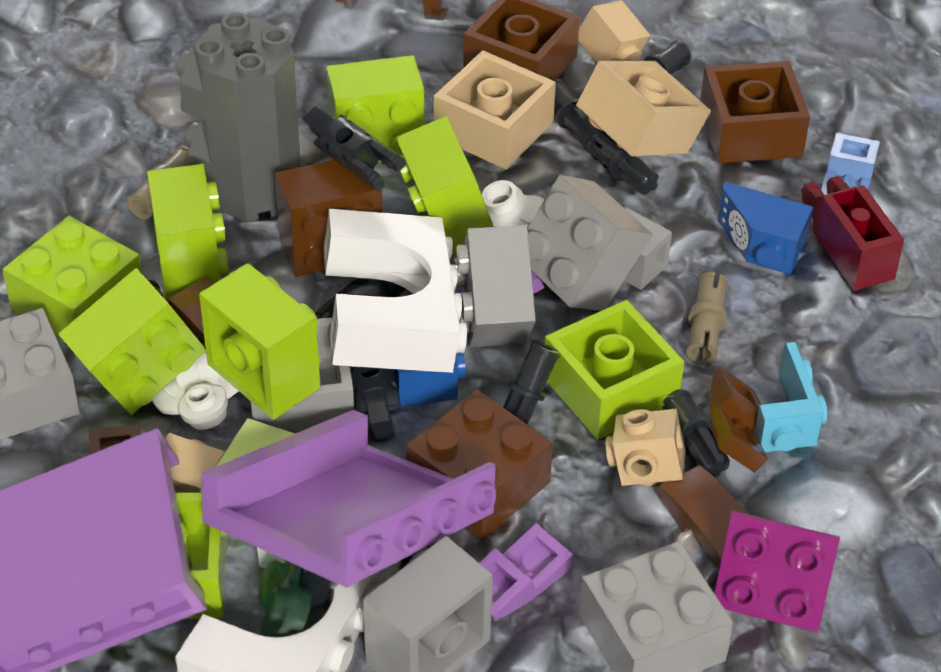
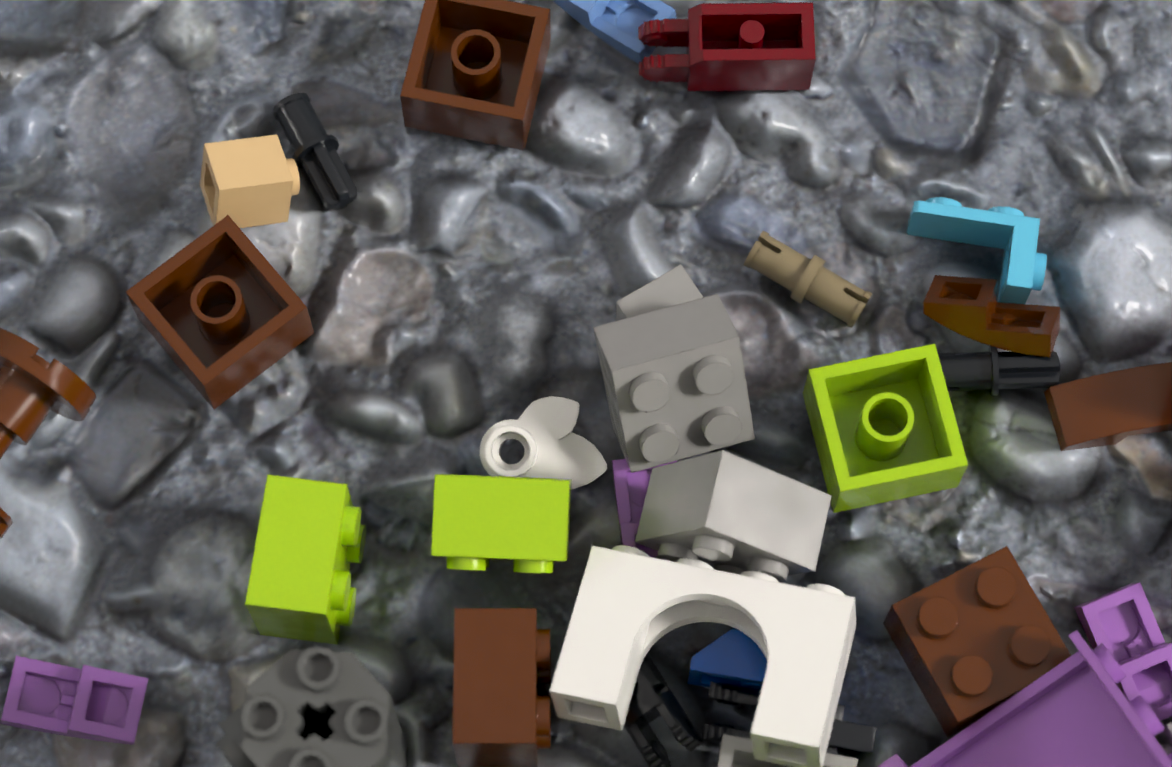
camera: 70 degrees left, 25 degrees up
(352, 146) = (433, 629): black hinge -> none
(496, 108) = (345, 396): tan brick -> none
(531, 380) = (891, 540): black axle -> none
(571, 116) = (368, 296): black axle -> none
(623, 165) = (493, 268): black axle -> none
(642, 108) = (432, 204): tan brick -> none
(647, 447) = (1015, 416): tan brick -> none
(764, 226) = (684, 146): blue slope -> none

